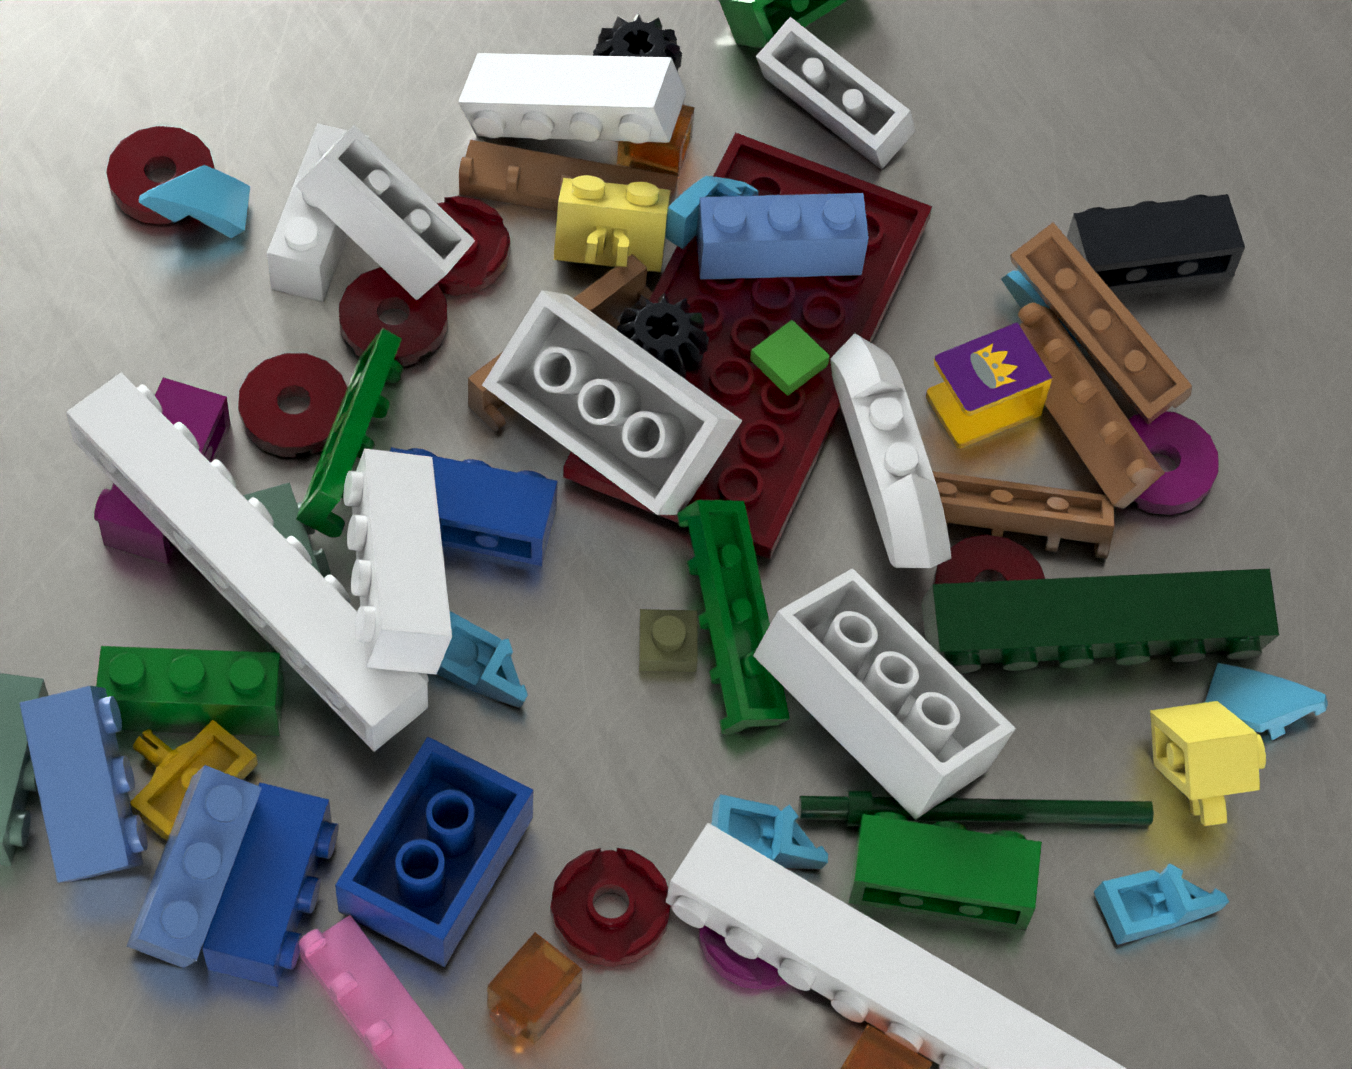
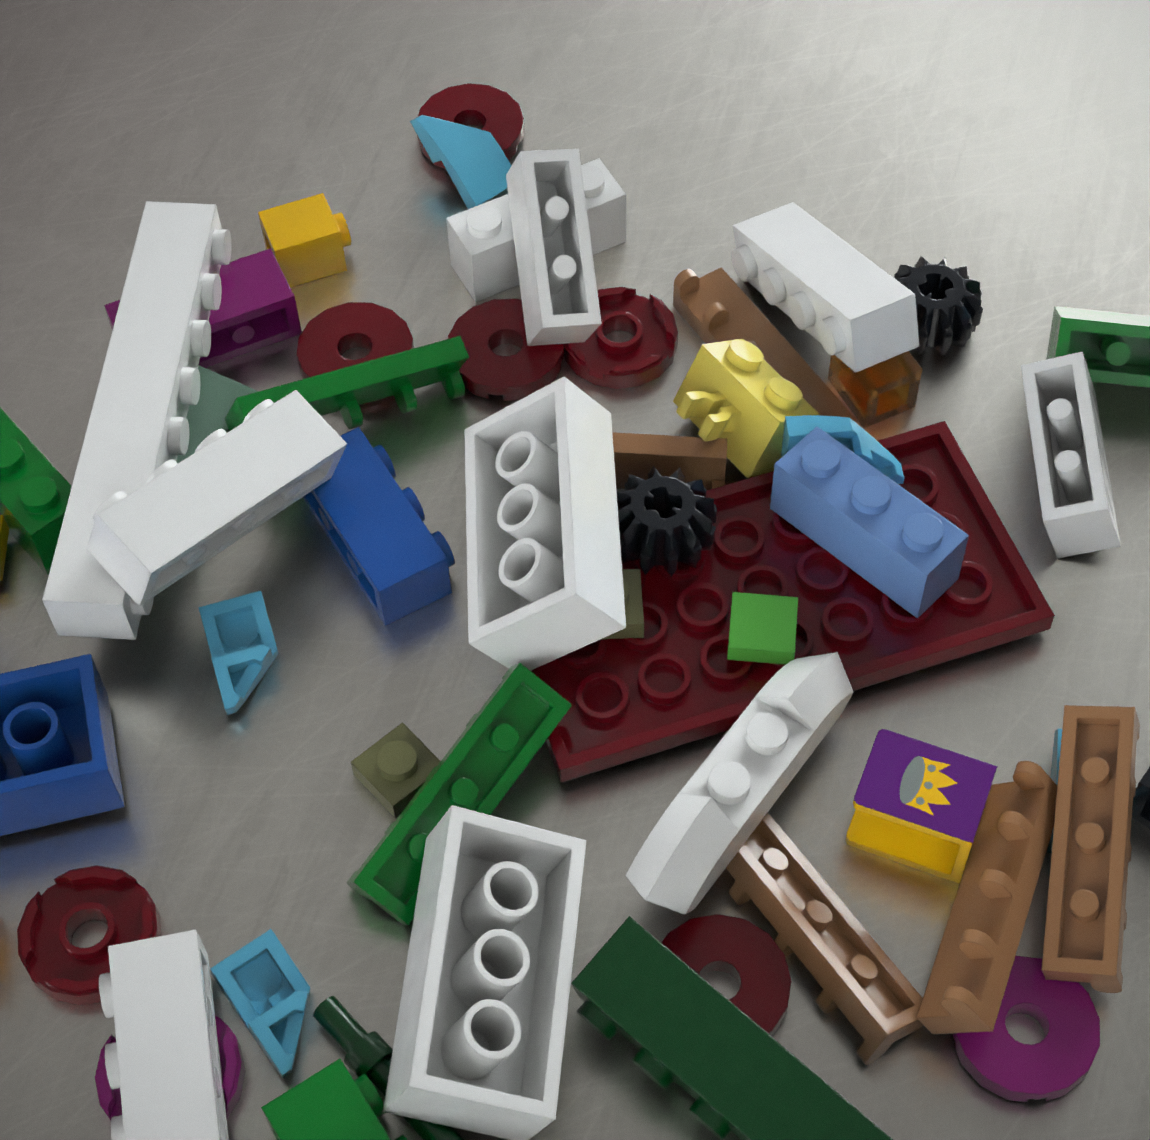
camera: 55 degrees right, 5 degrees down
(160, 348) = (306, 239): none -> yellow brick

